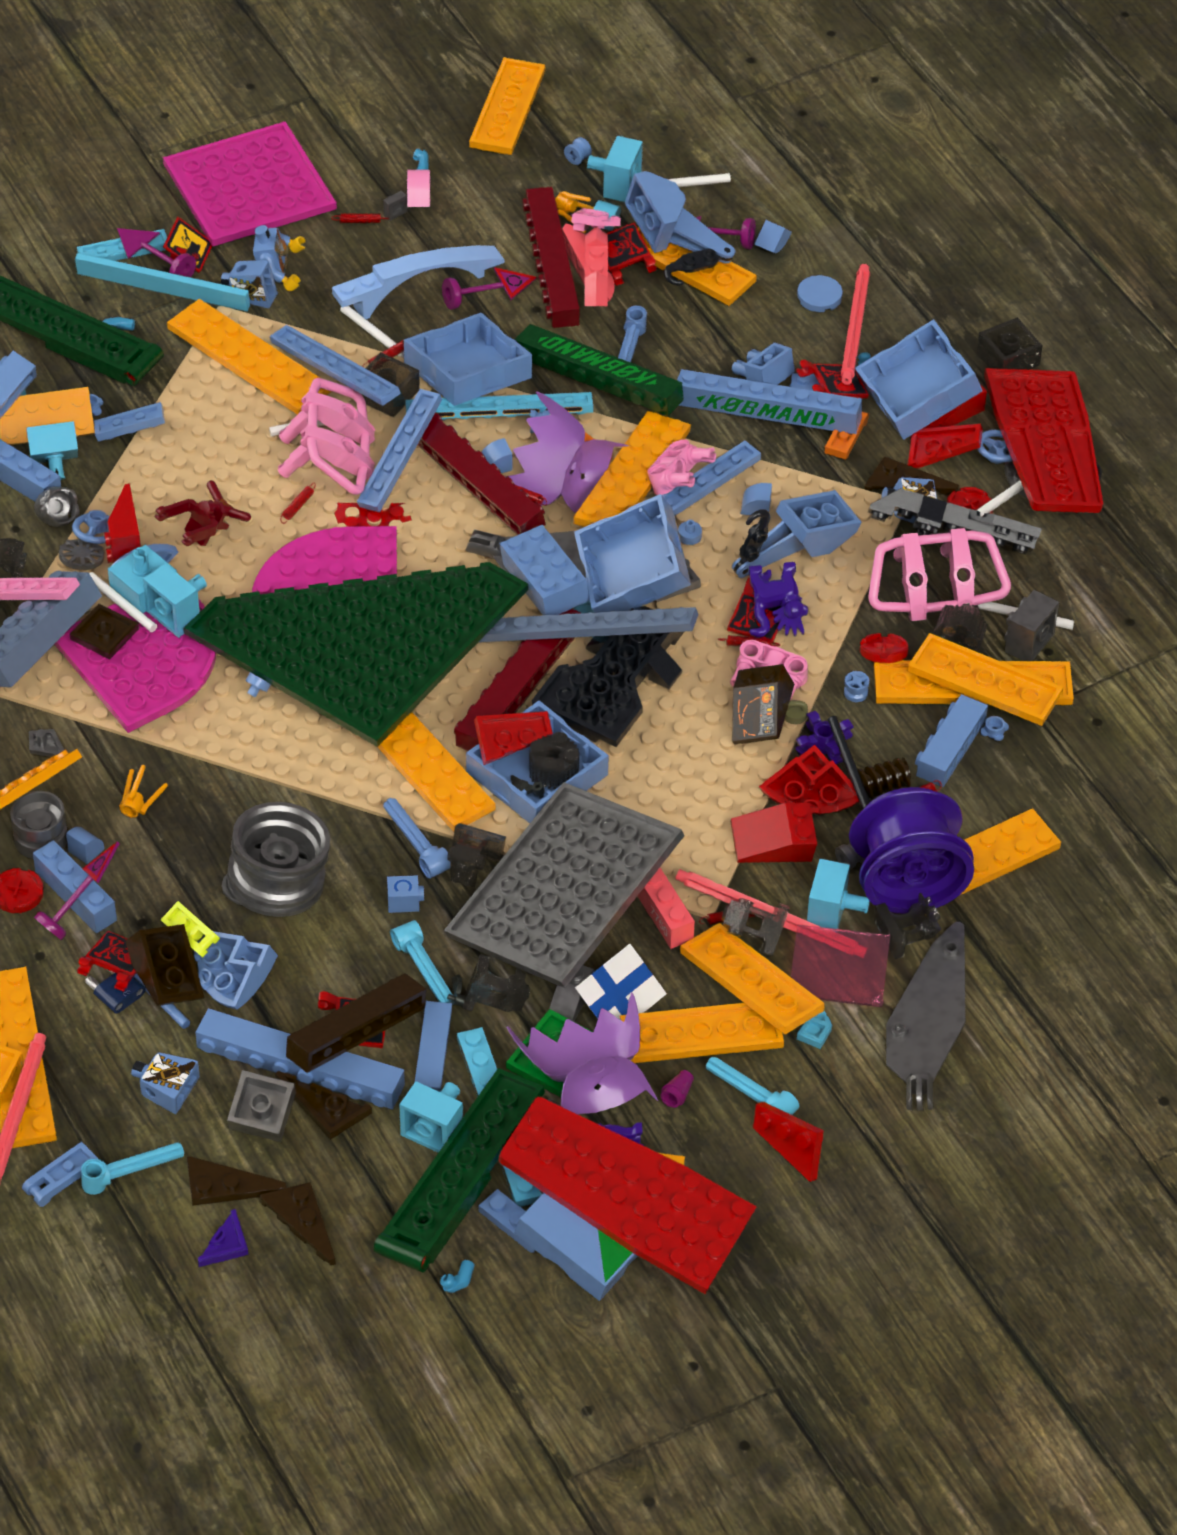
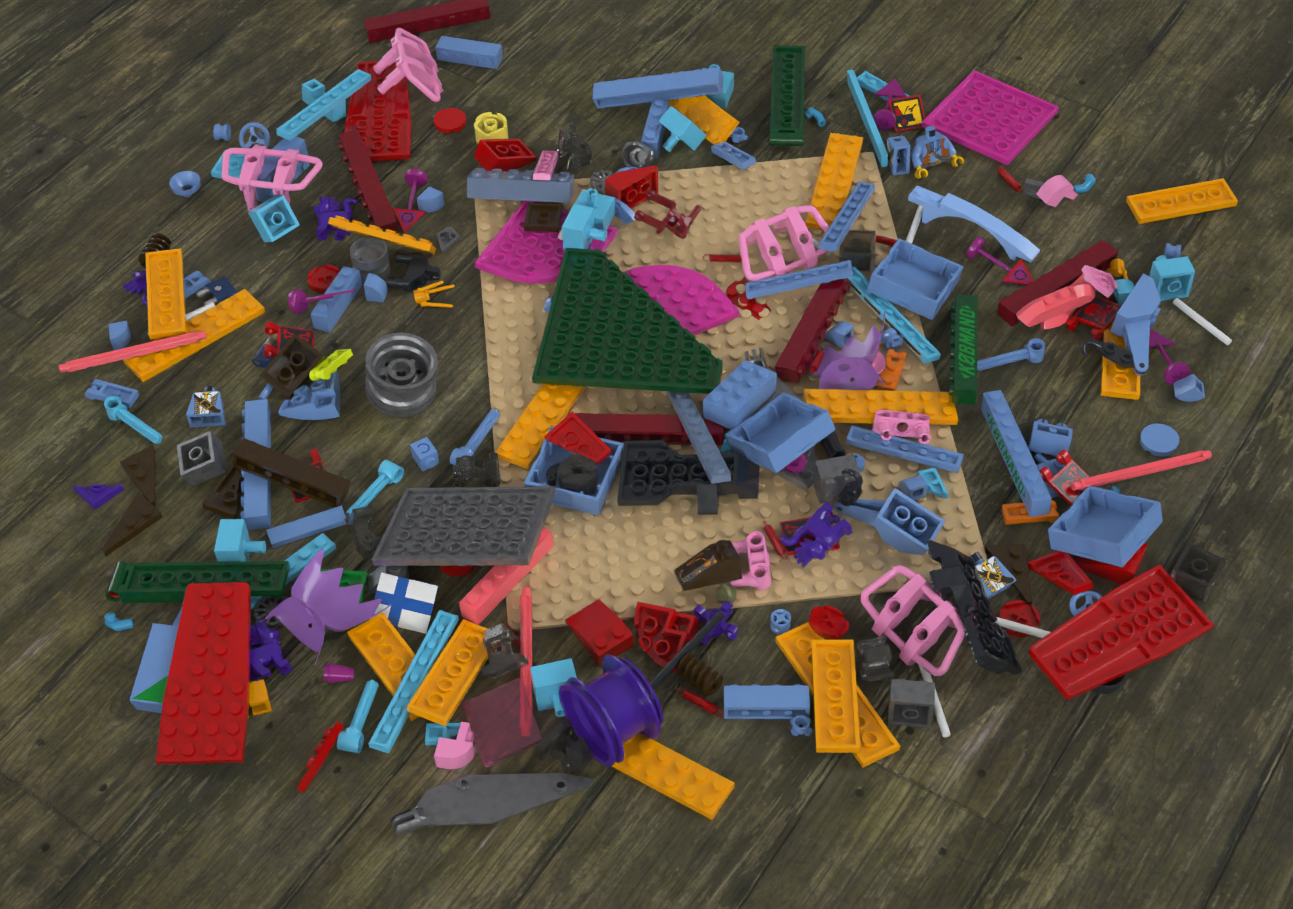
camera: 65 degrees right, 0 degrees up
(86, 791) = (417, 272): none -> black connector
(715, 550) = (830, 480): none -> flat silver brick
(740, 1018) = (425, 658): none -> medium azure tile
(750, 479) = (934, 482): none -> medium azure tile
(852, 1017) = (458, 752): none -> bright pink brick

